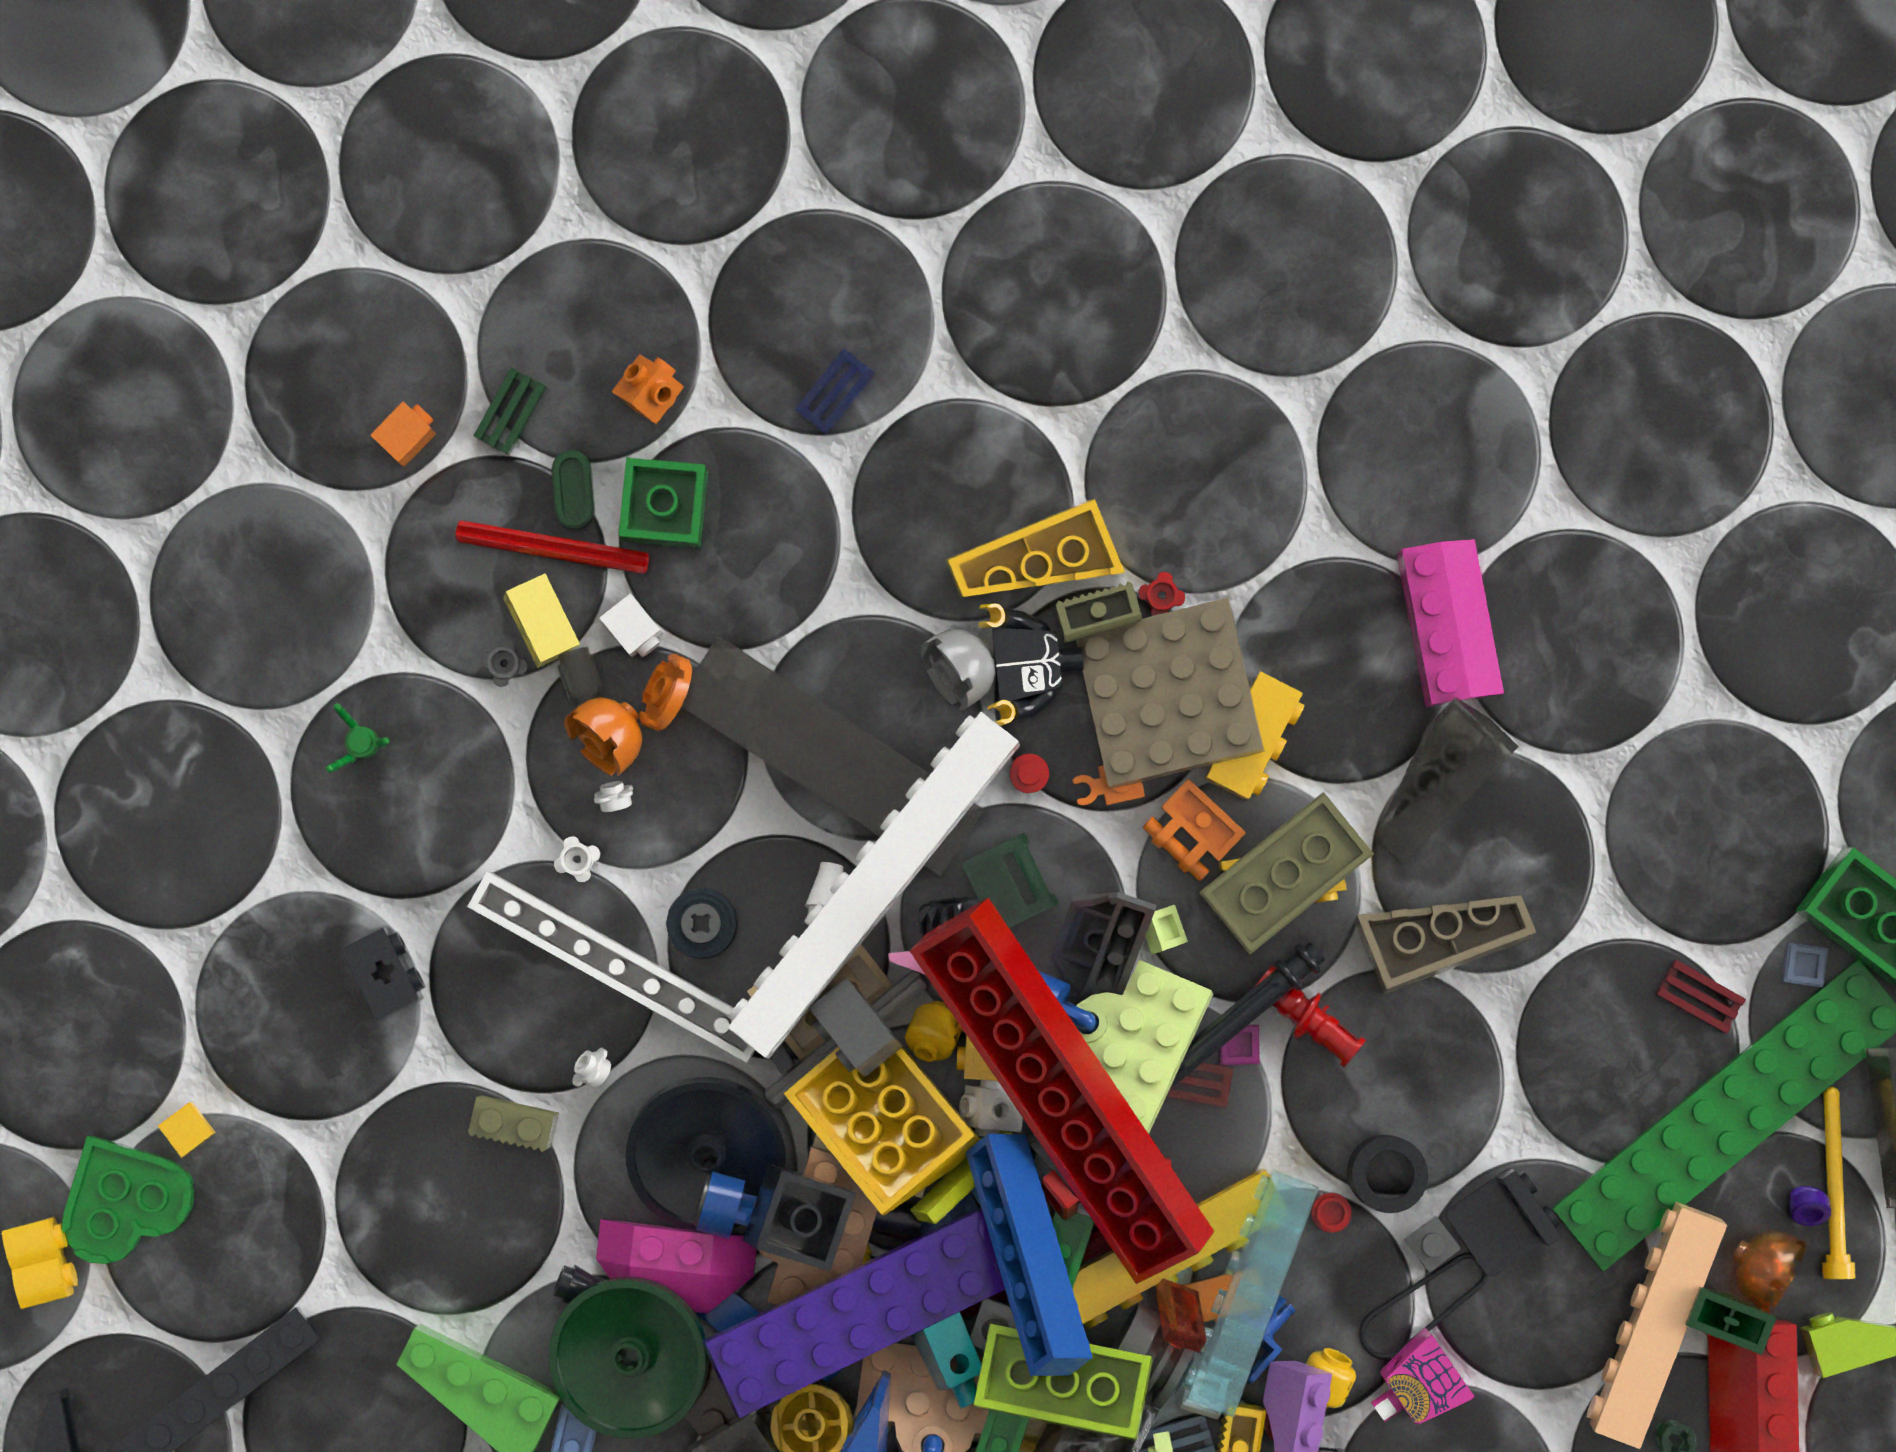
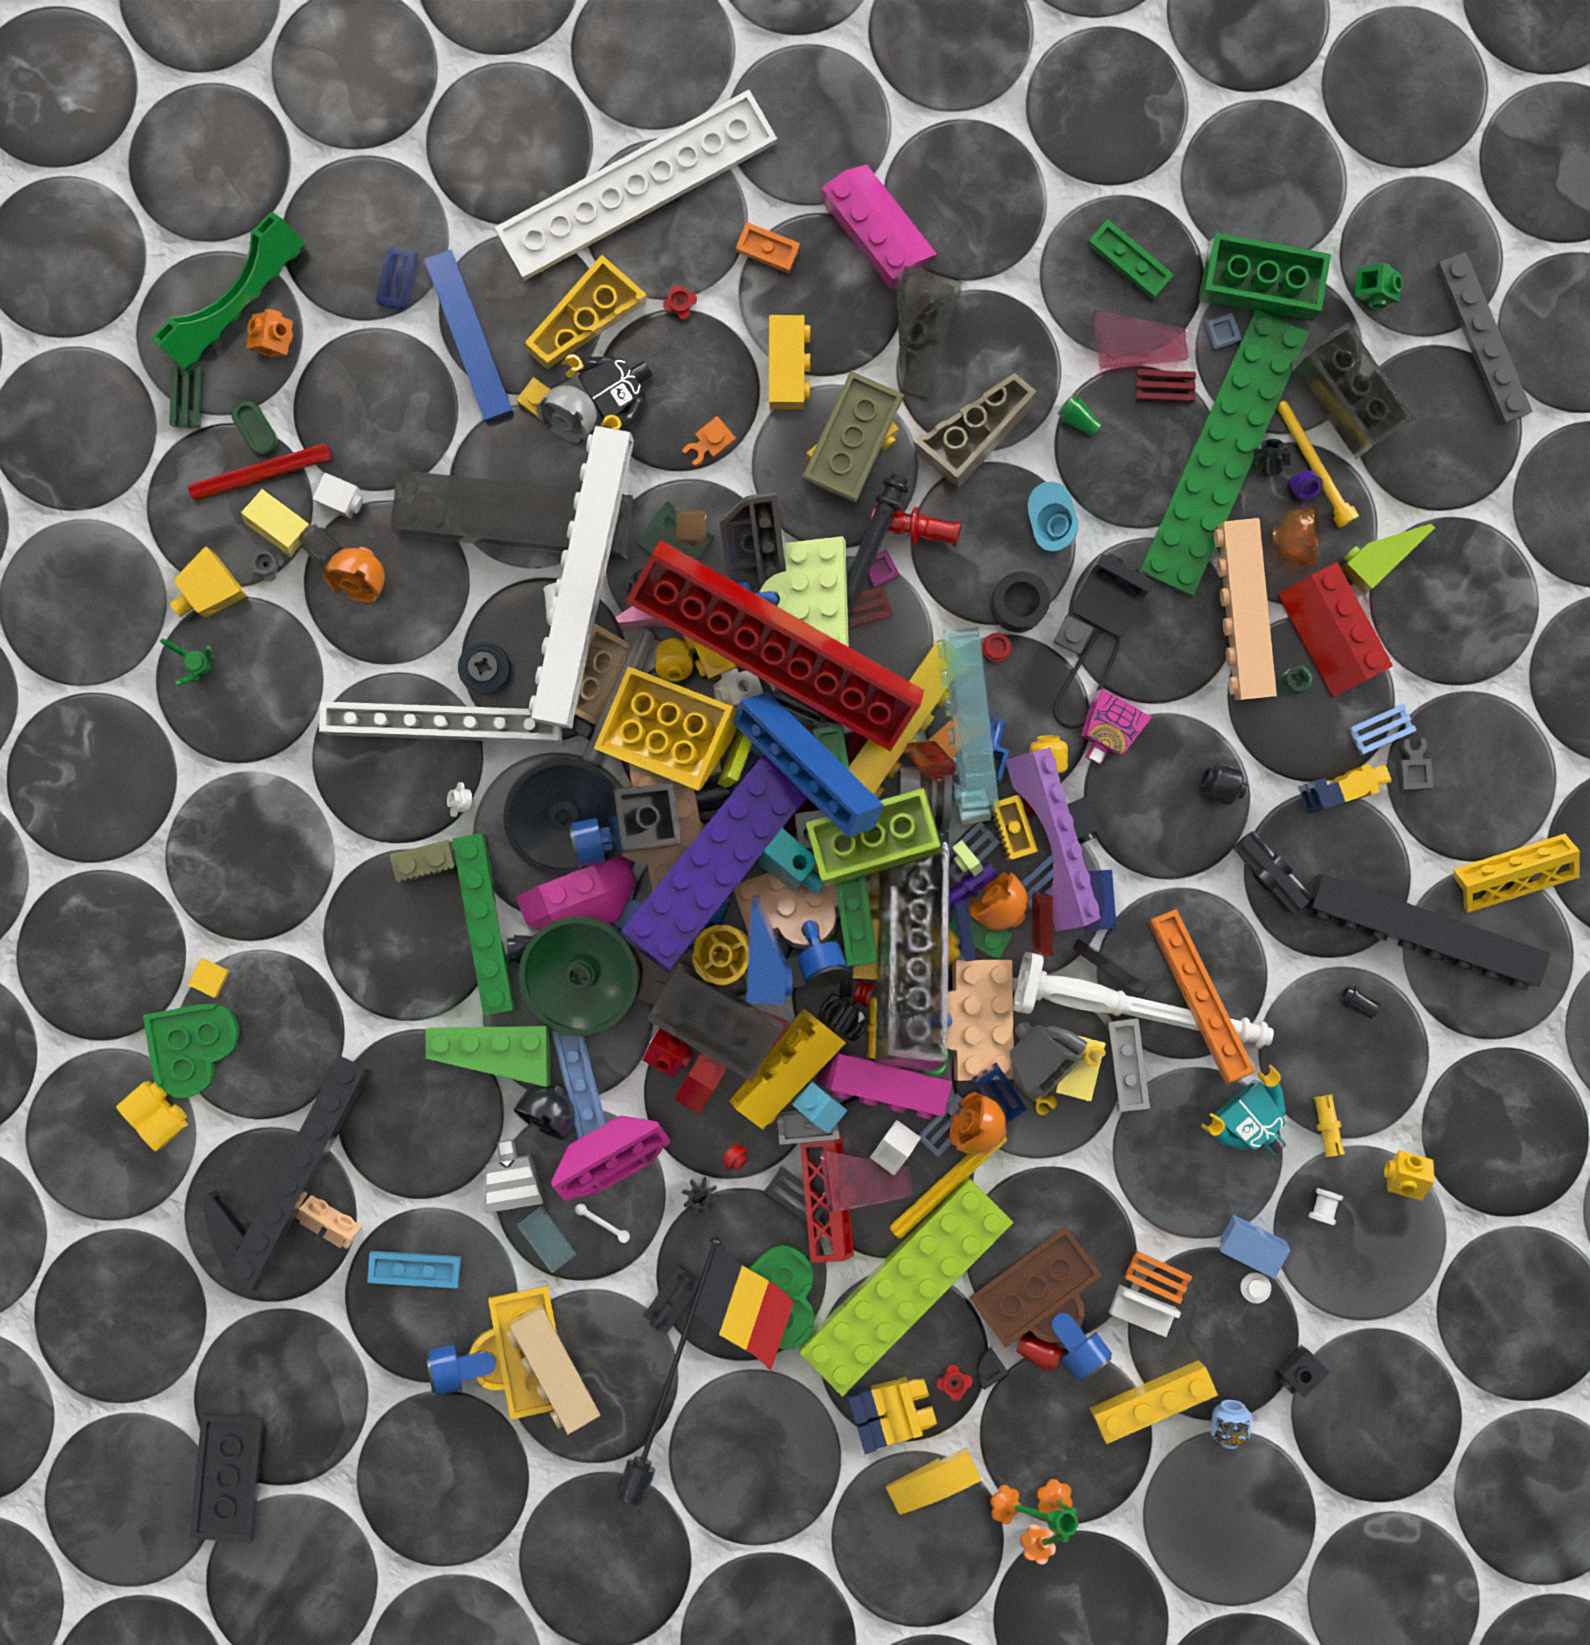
camera: 30 degrees left, 0 degrees up
(381, 995) = (271, 802): black brick -> none
(404, 432) = (122, 445): orange brick -> none
(419, 655) = (206, 586): none -> yellow torso
(546, 1236) = (483, 925): none -> green arch
(553, 340) = (270, 248): none -> green arch
(572, 848) = (374, 662): white plate -> none
(614, 796) = (383, 613): white plate -> none
(663, 502) = (317, 403): green brick -> none
(665, 692) = (381, 526): orange tile -> none
(854, 1027) = (618, 678): dark grey brick -> none
(886, 507) = (468, 335): none -> tile
(928, 622) = (532, 396): none -> yellow plate
(1029, 773) = (651, 461): red plate -> none
(1036, 879) = (691, 526): none -> clear orange tile
(1059, 1195) = (810, 719): red tile -> none
(1097, 612) = (642, 331): olive brick -> none
(1165, 930) = (793, 518): yellowish green plate -> none
(1170, 694) = (717, 360): dark tan plate -> none
(1181, 425) = (636, 185): none -> white plate
(1202, 821) = (781, 435): orange plate -> none
(1301, 583) = (767, 247): none -> orange plate
(1479, 1091) = (1052, 516): none -> medium azure piece
(1575, 980) = (1078, 415): none -> green cone
(1692, 923) = (1135, 341): none -> clear pink wing
(1731, 1319) = (1293, 579): dark green slope -> none
(1736, 820) = (1130, 259): none -> green plate
(1784, 1152) = (1272, 457): none -> black gear

